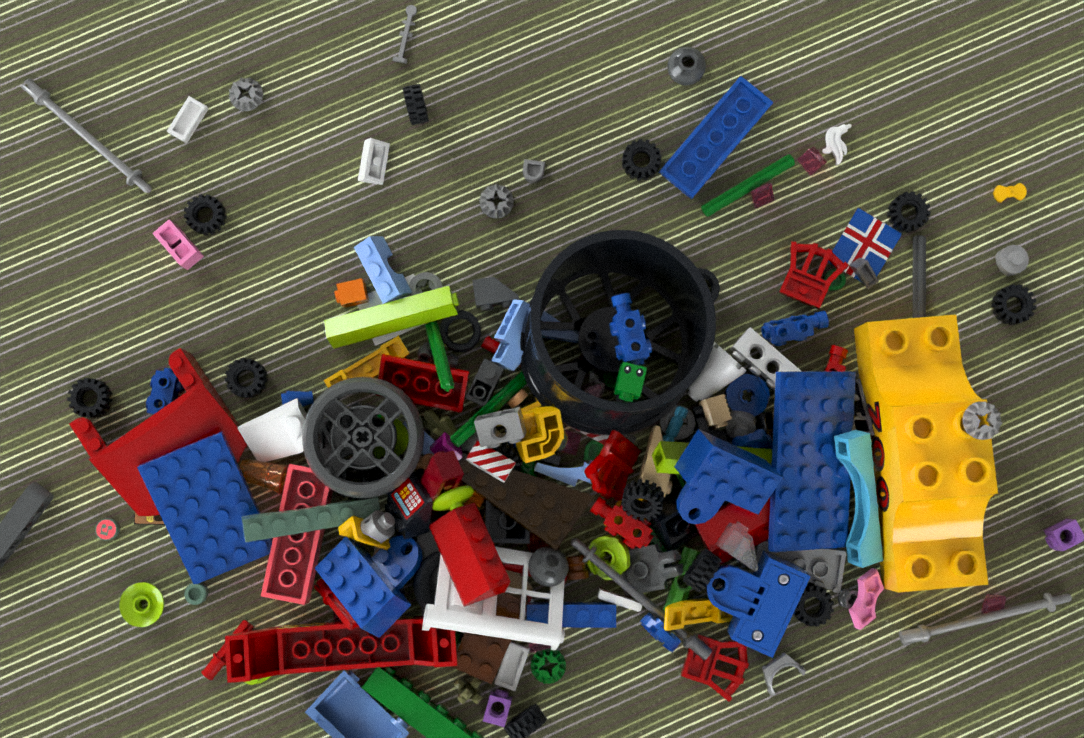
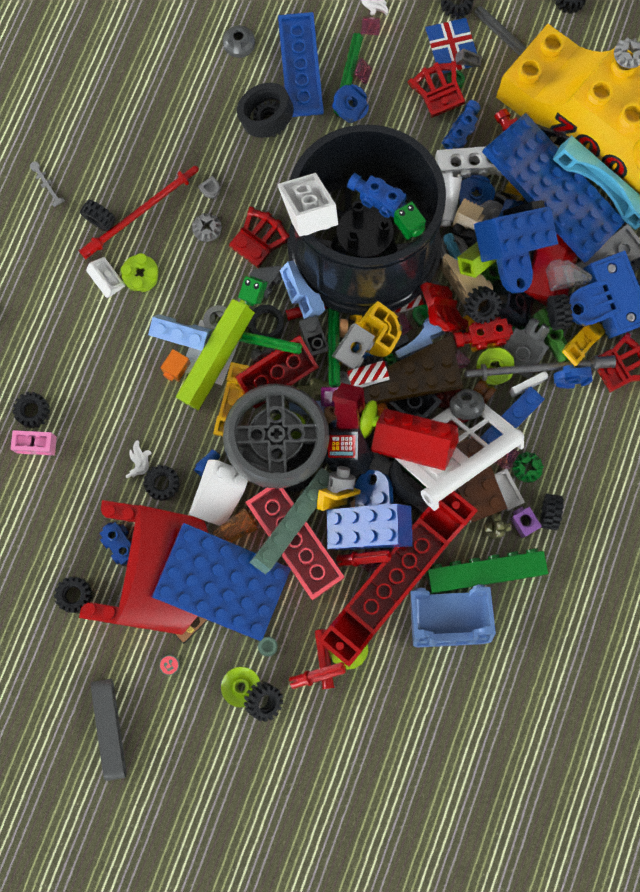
camera: 45 degrees left, 5 degrees down
(143, 644) = (255, 696): none -> black tyre
(201, 654) = (311, 677): none -> red axle
(249, 342) = (140, 459): none -> white piece
(394, 127) = (97, 243): none -> red bar
(396, 176) = (139, 283): none -> lime plate
(472, 295) = (252, 290): none -> green brick
(516, 253) = (250, 245): none -> red plate
(562, 281) = (308, 204): none -> white slope
(584, 523) = (462, 360): none -> clear pink slope
(642, 170) = (257, 95): none -> black tyre
(730, 220) = (342, 107): none -> blue plate
(761, 455) = (524, 207): none -> black tile

